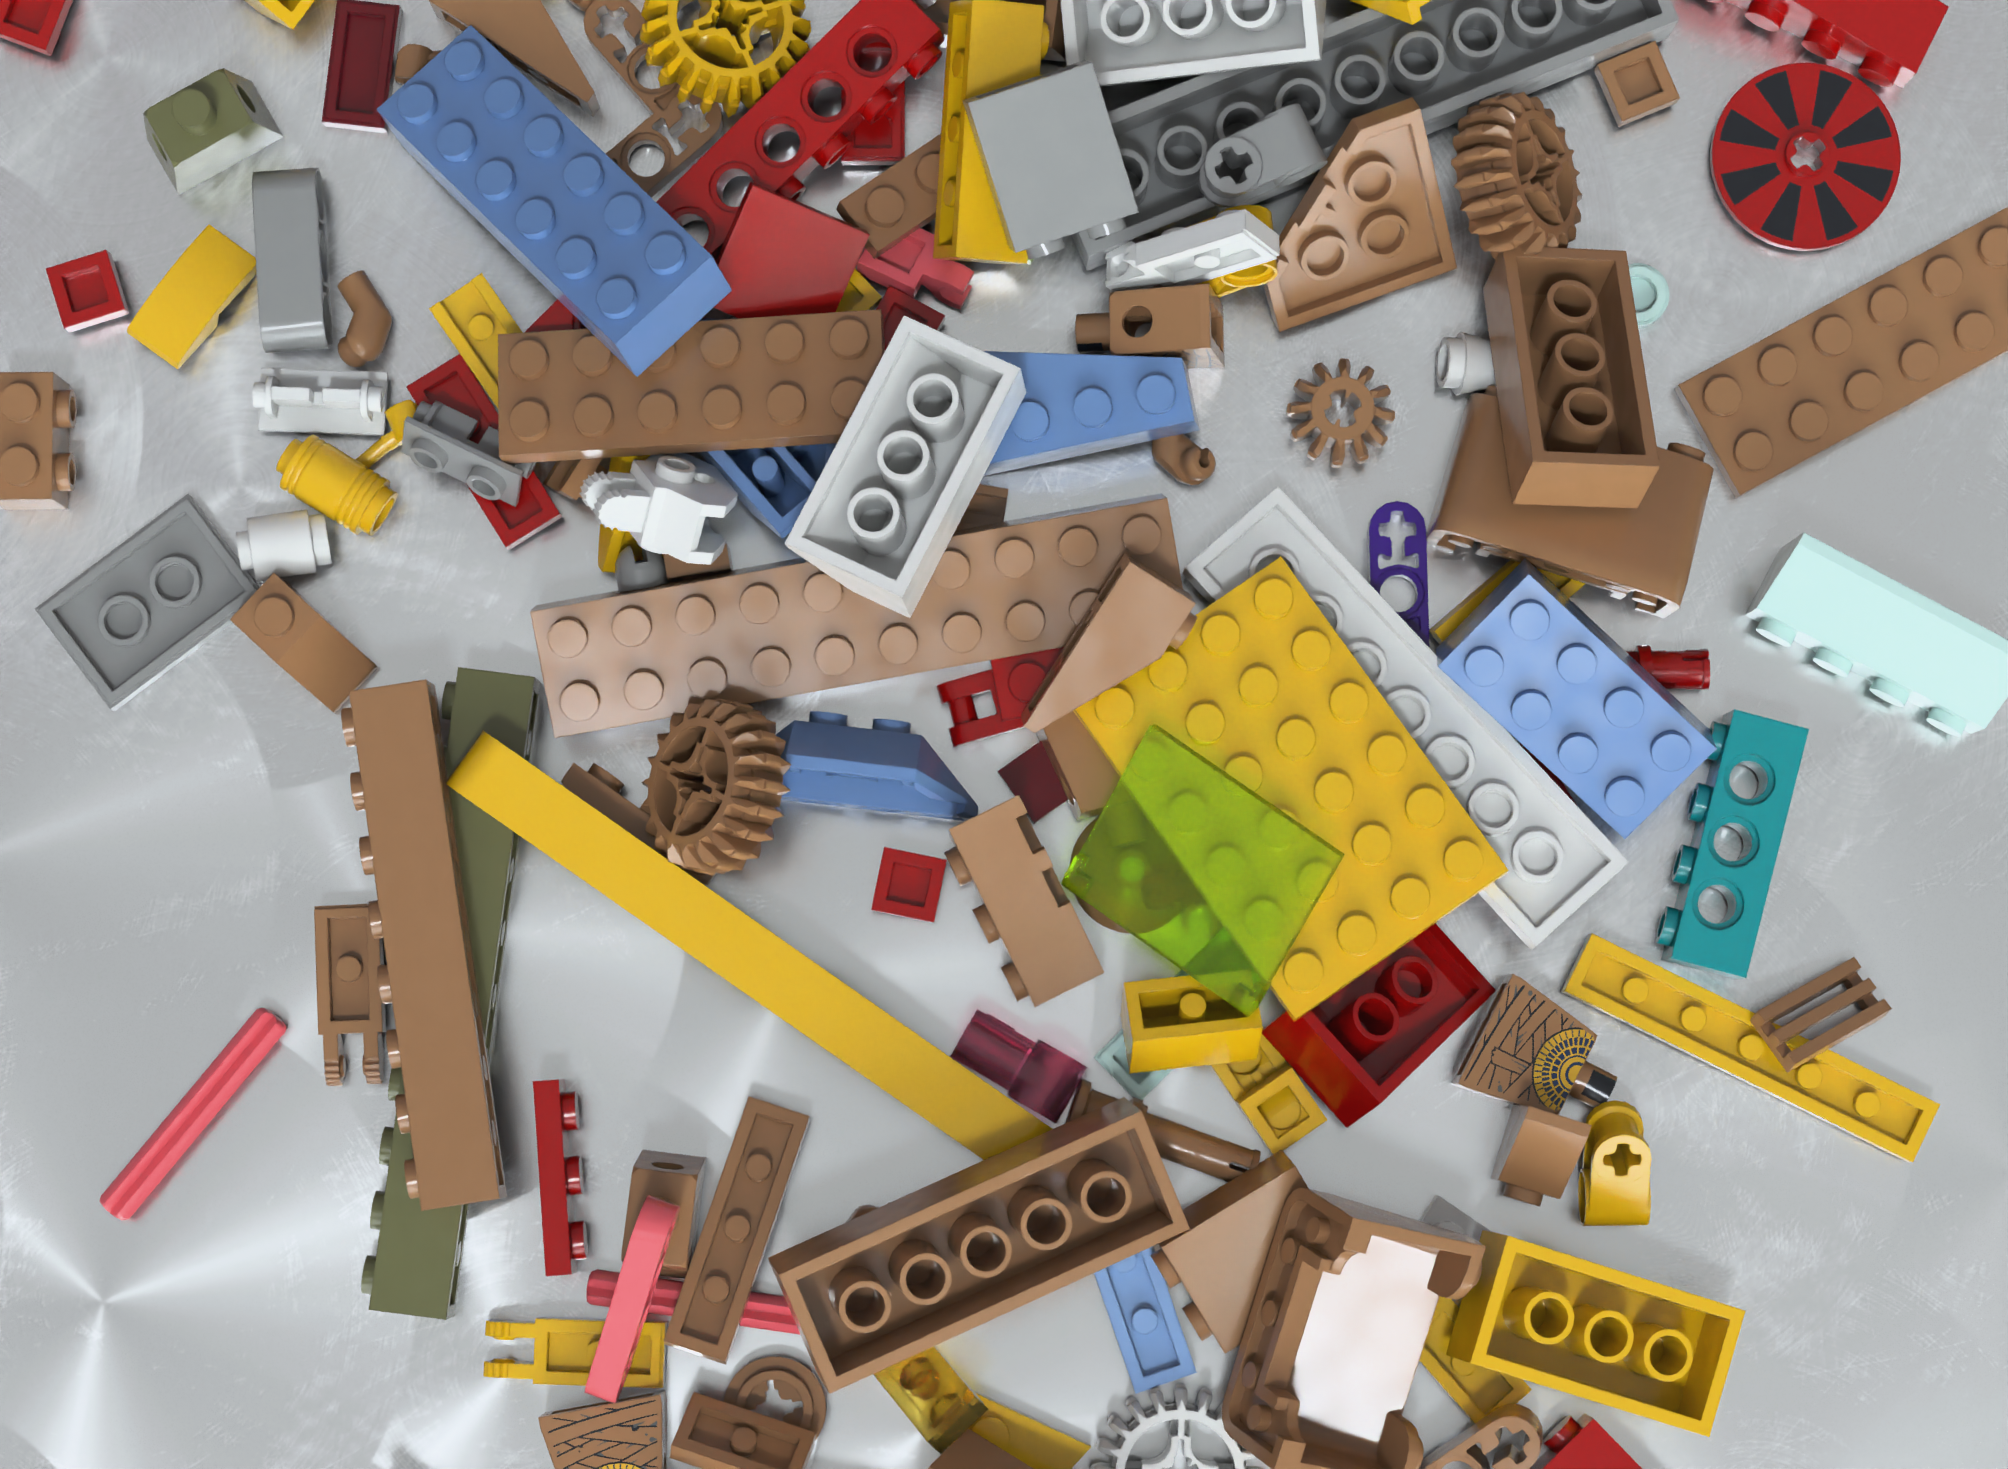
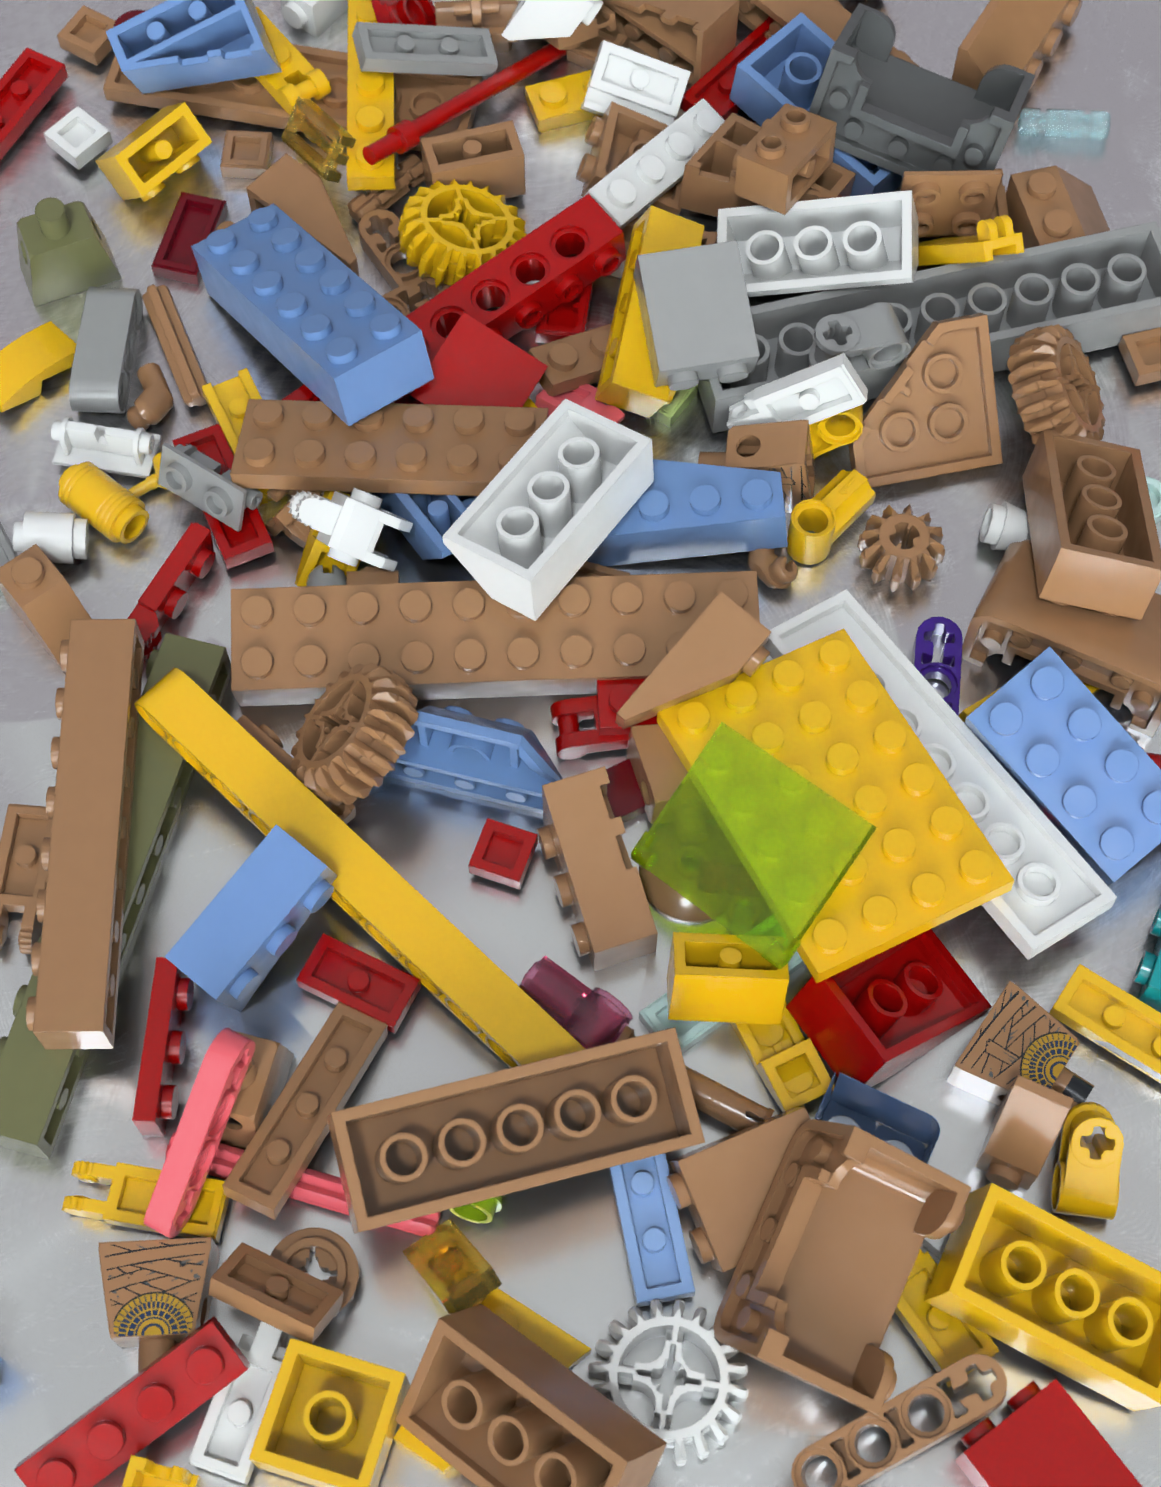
camera: 10 degrees right, 20 degrees down
(378, 236) = (175, 344): none -> medium nougat axle
(444, 603) = (168, 590): none -> red hinge
(642, 1036) = (253, 919): none -> medium blue wedge
(767, 1068) = (359, 981): none -> red plate
(1248, 375) = (828, 516): none -> yellow piece
(1373, 1161) = (870, 1105): none -> medium blue piece

